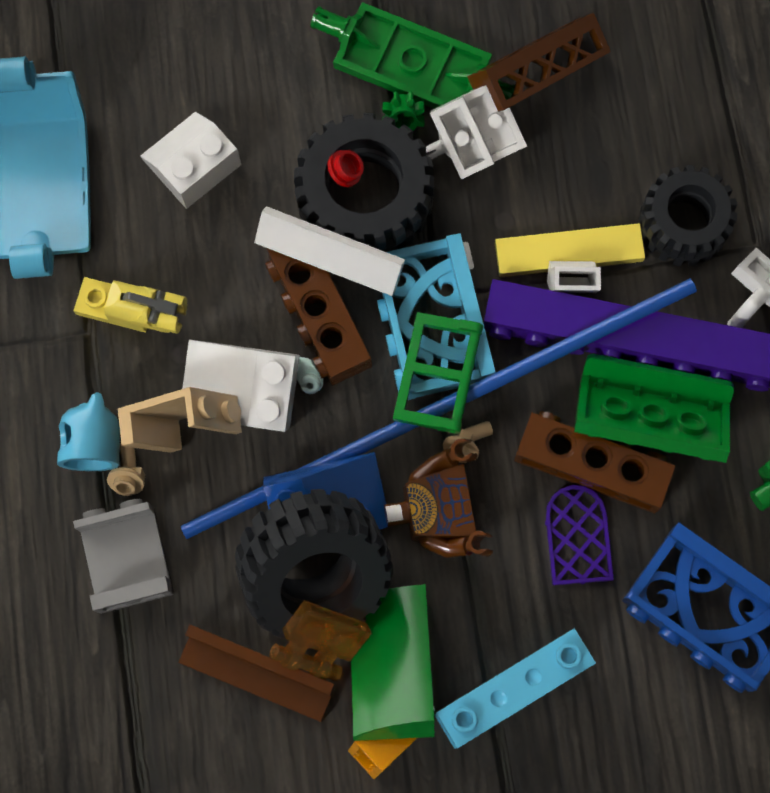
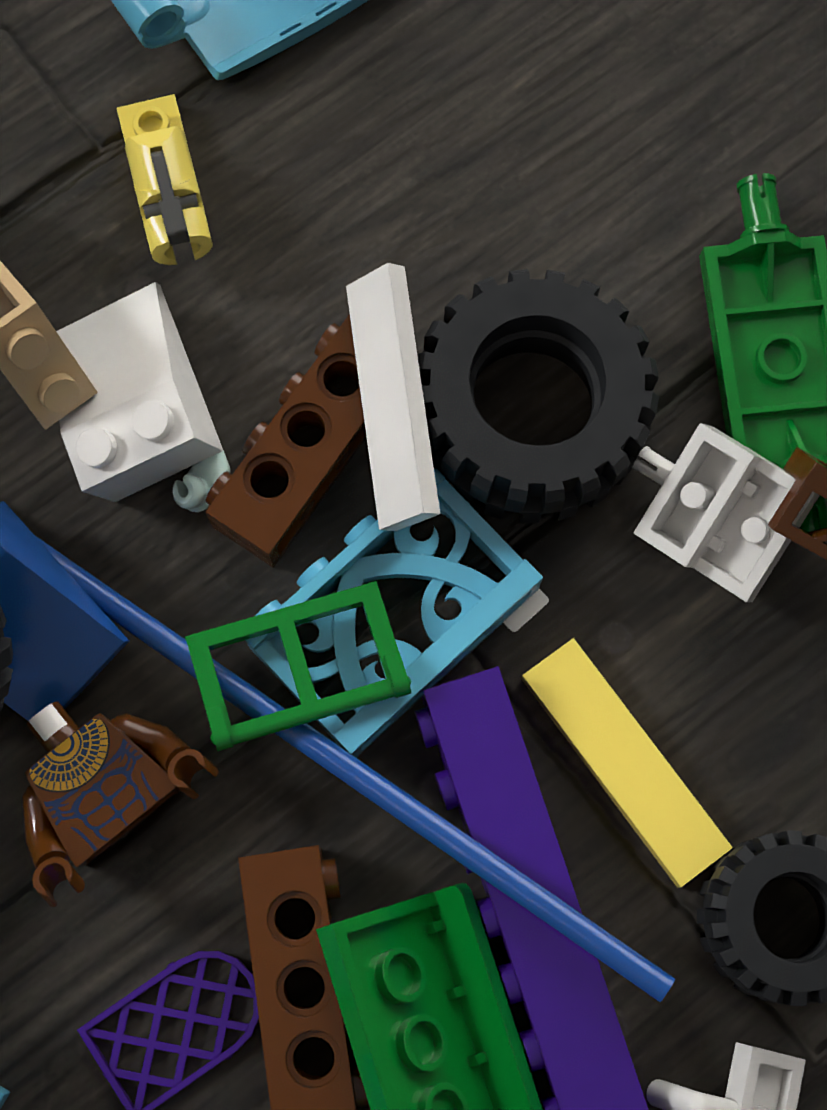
camera: 55 degrees right, 0 degrees up
(192, 158) = (433, 139): white slope -> none
(345, 167) = (528, 343): red plate -> none
(405, 105) = (688, 391): green gear -> none
(474, 433) = (232, 767): tan plate -> none
(588, 284) = (580, 791): white piece -> none

